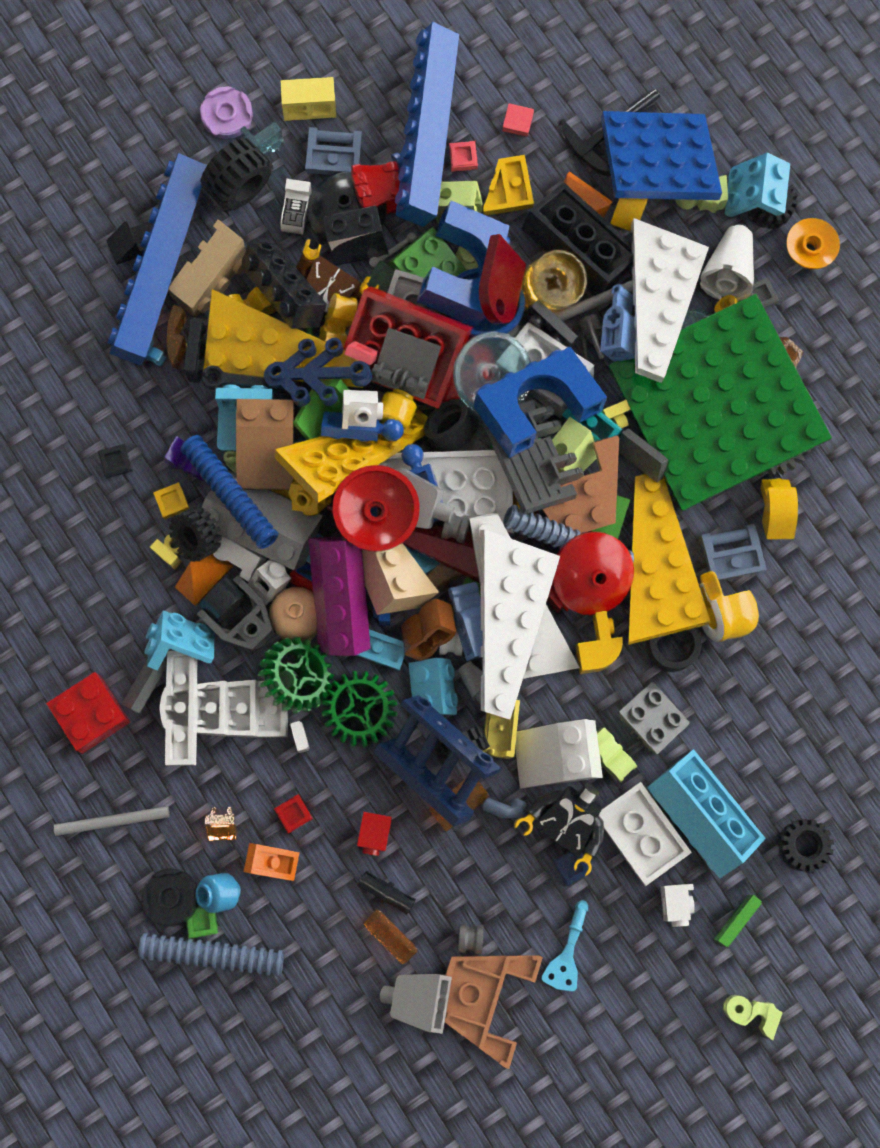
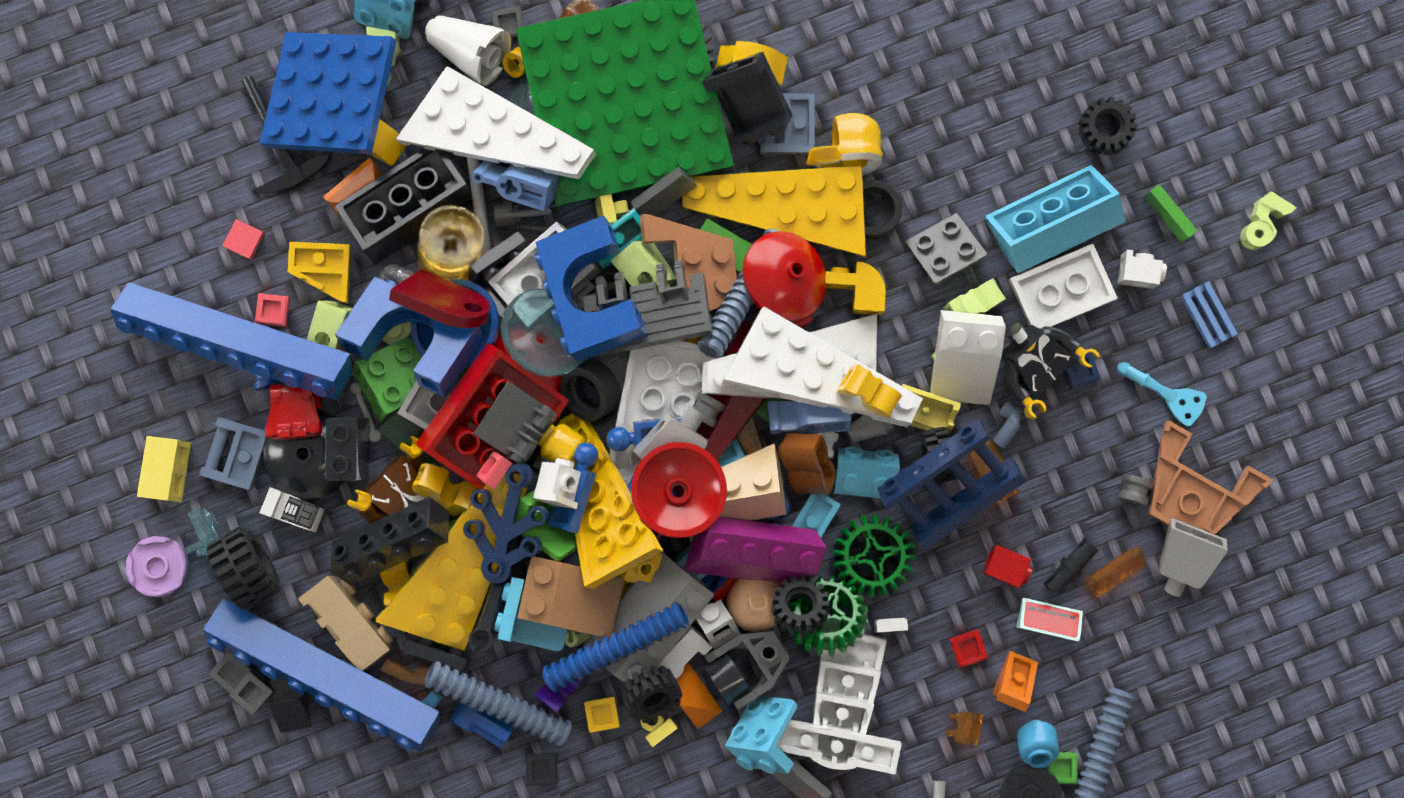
camera: 75 degrees left, 5 degrees up
(140, 201) = (241, 682): none -> dark grey slope
(148, 395) = (487, 726): none -> blue piece
(162, 408) = (498, 703): none -> sand blue piece
(309, 635) = (796, 622): none -> black tyre
(334, 883) = (1050, 619): none -> slope
(503, 665) = (873, 392): none -> yellow leg
(517, 243) = (394, 273): none -> clear arm
(659, 986) = (1219, 310): none -> medium blue tile
(747, 510) = (750, 98): none -> black panel

